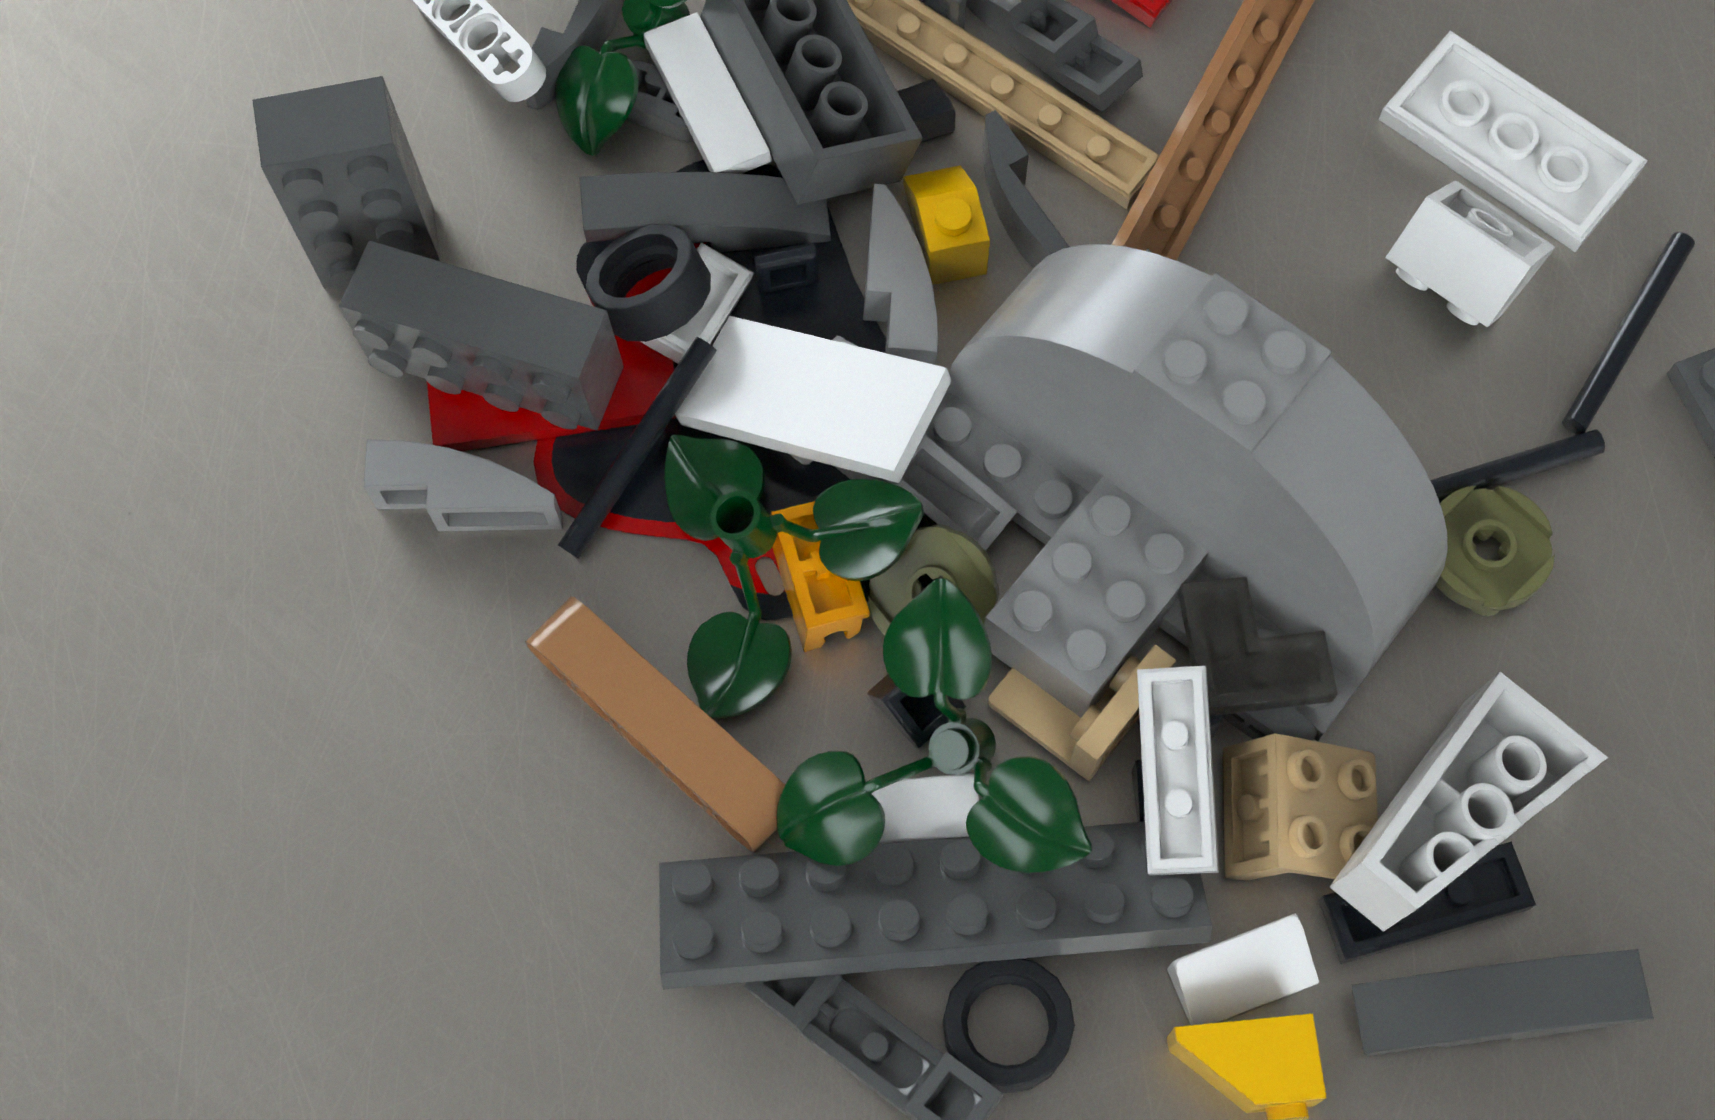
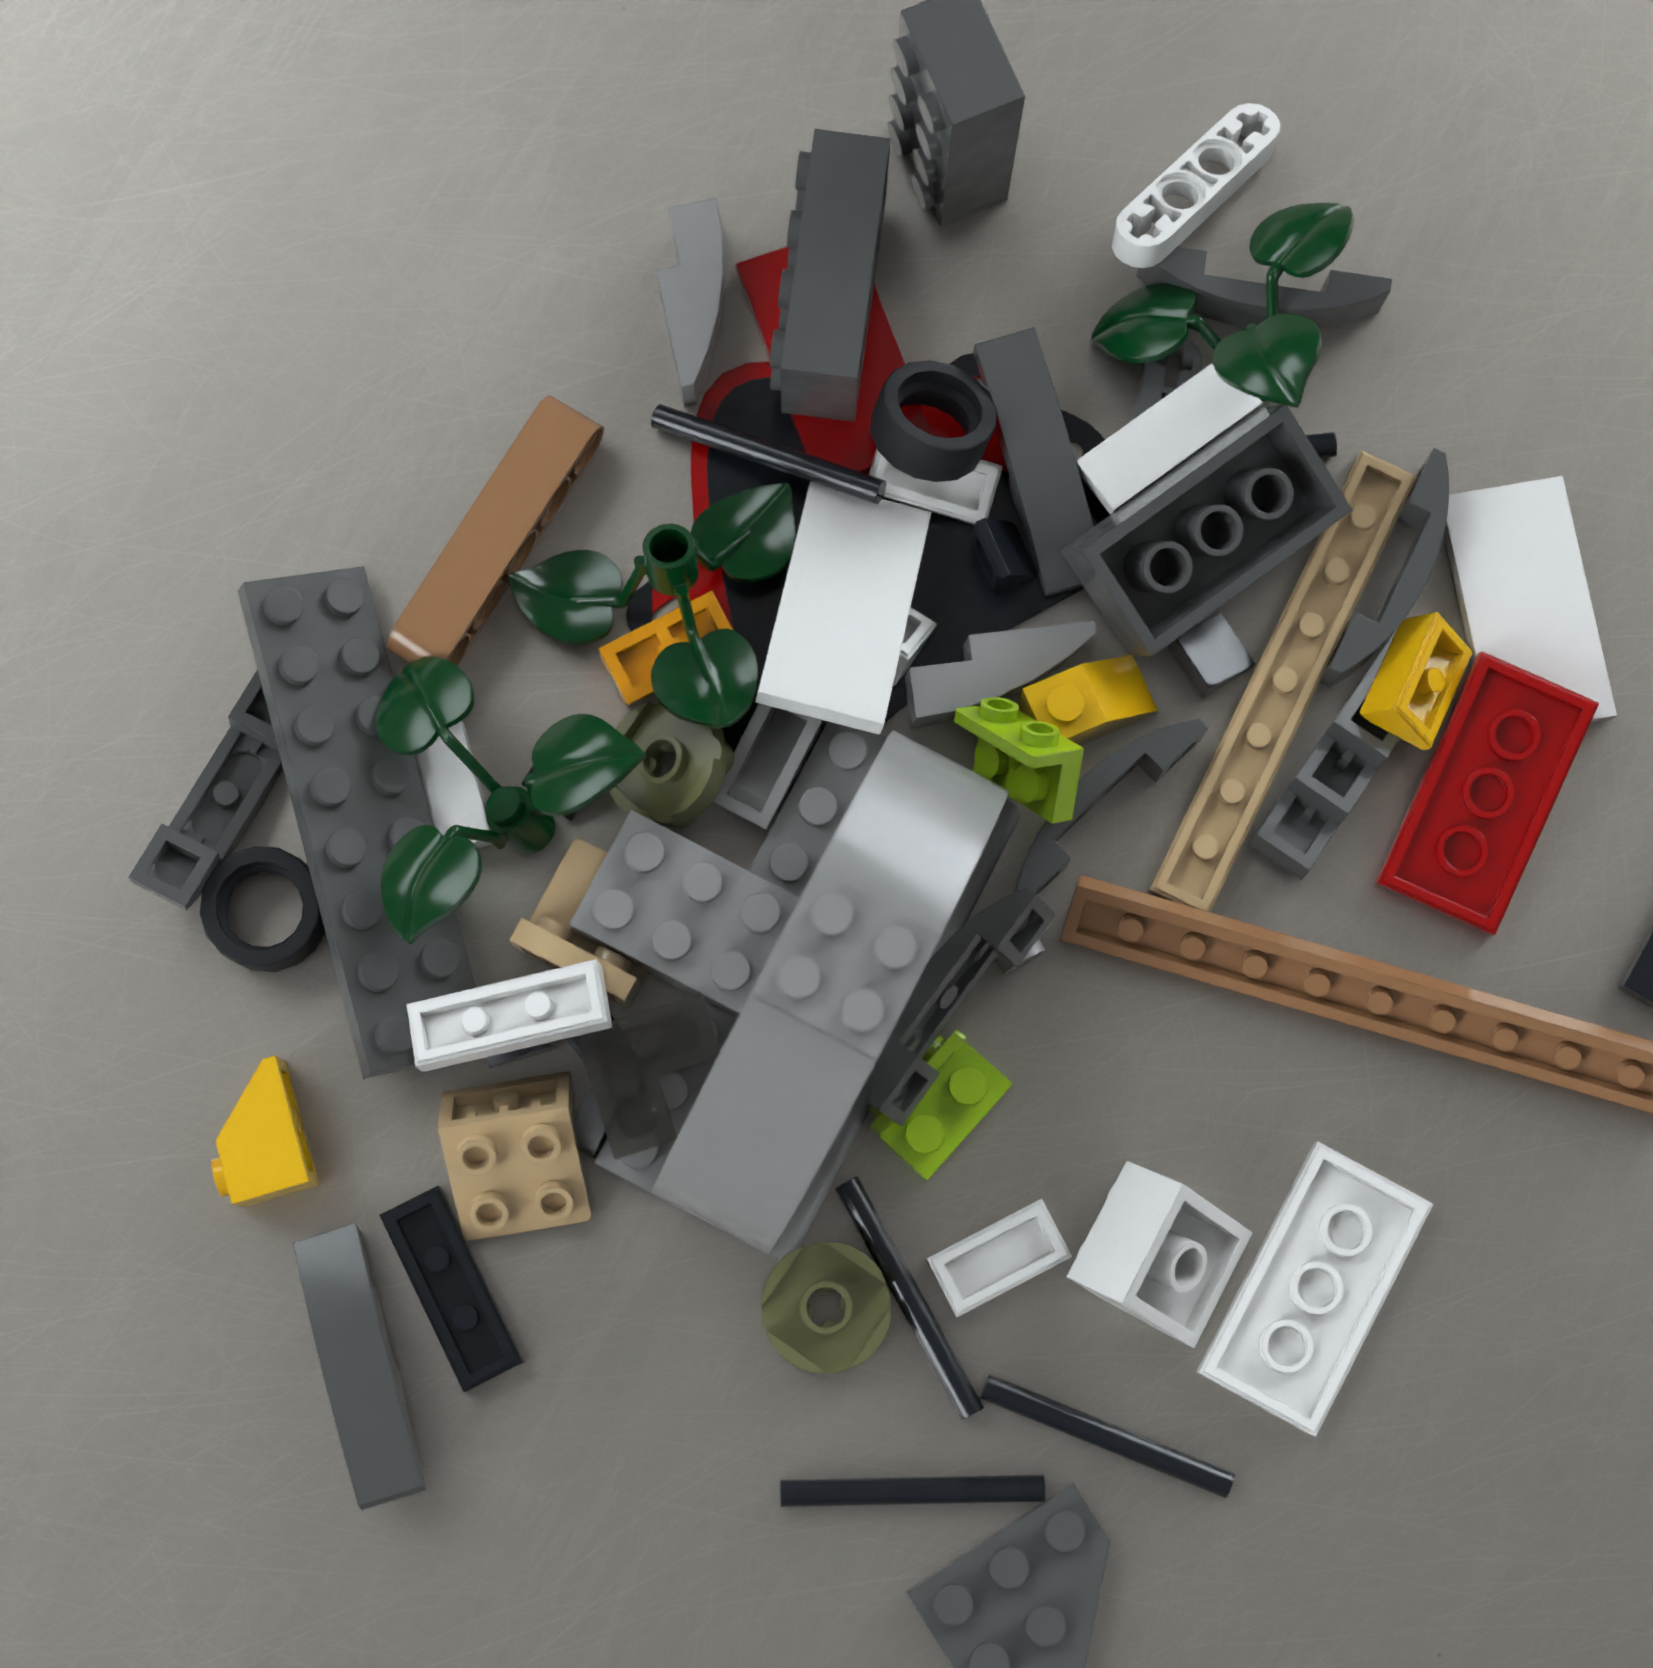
camera: 75 degrees right, 10 degrees up
(994, 260) = (1024, 757): none -> lime bracket
(1244, 972) = (352, 1121): white slope -> none
(1454, 393) = (998, 1258): none -> white tile
(1470, 792) = (546, 1307): white wedge -> none
(1666, 509) = (912, 1490): none -> black bar

